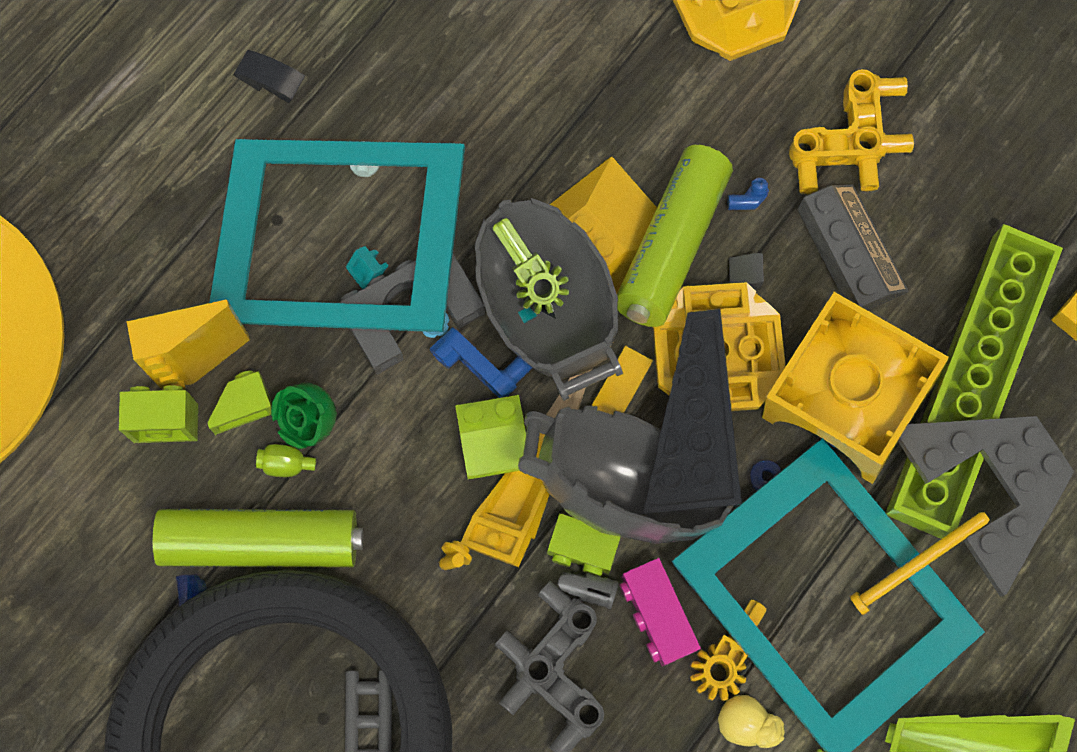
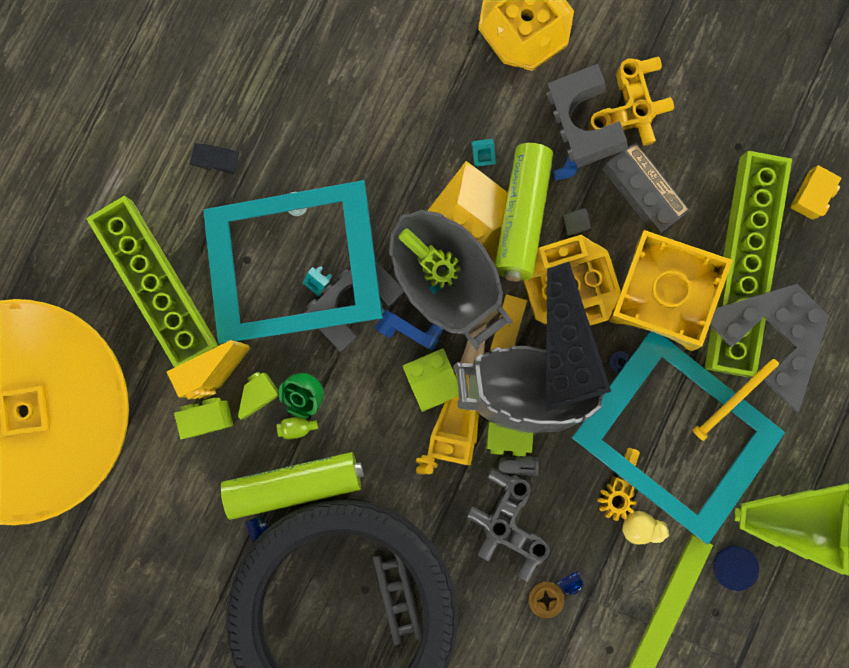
camera: 10 degrees left, 10 degrees up
(137, 207) = (152, 281): none -> lime brick
(638, 151) = (483, 152): none -> teal slope
(659, 613) = (569, 471): dark pink brick -> none
(781, 167) = (584, 145): none -> dark grey arch

